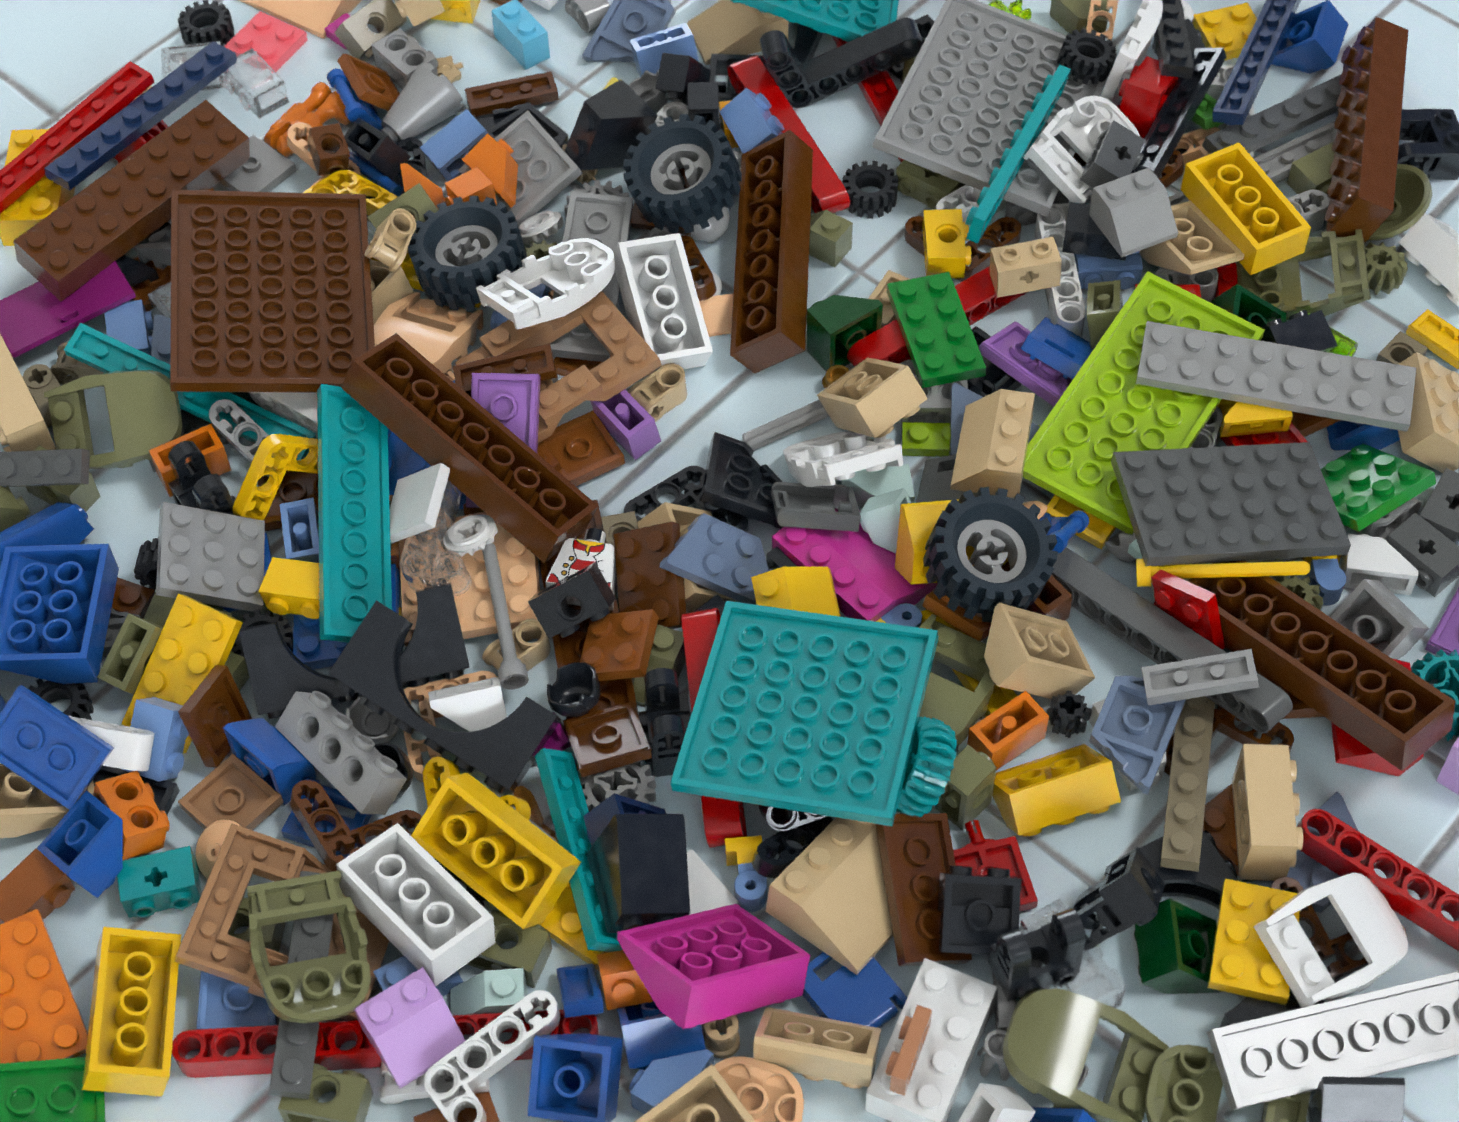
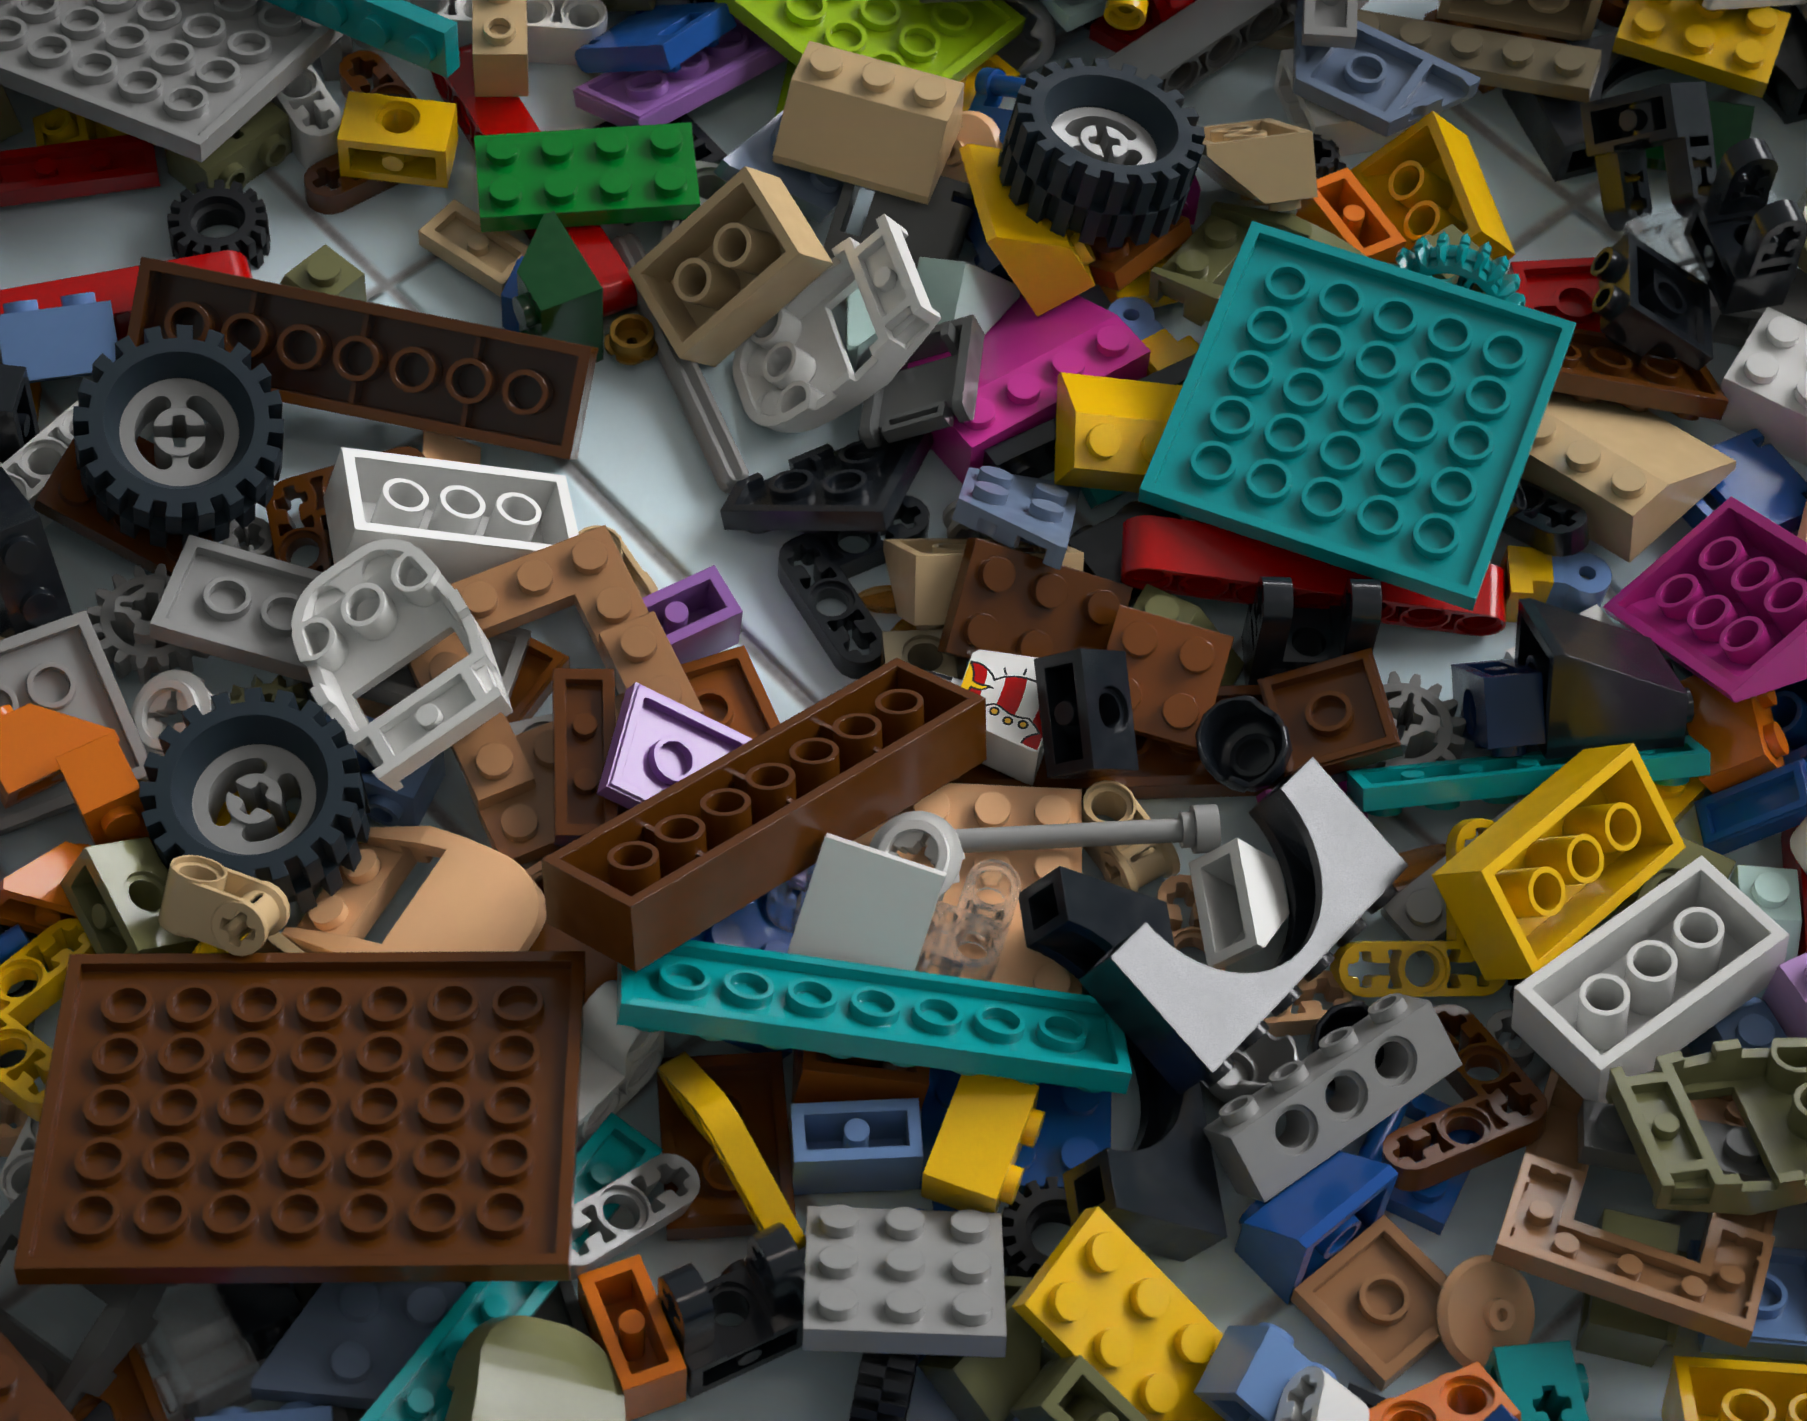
camera: 90 degrees left, 0 degrees up
(209, 710) = (1229, 1286): reddish brown plate -> none

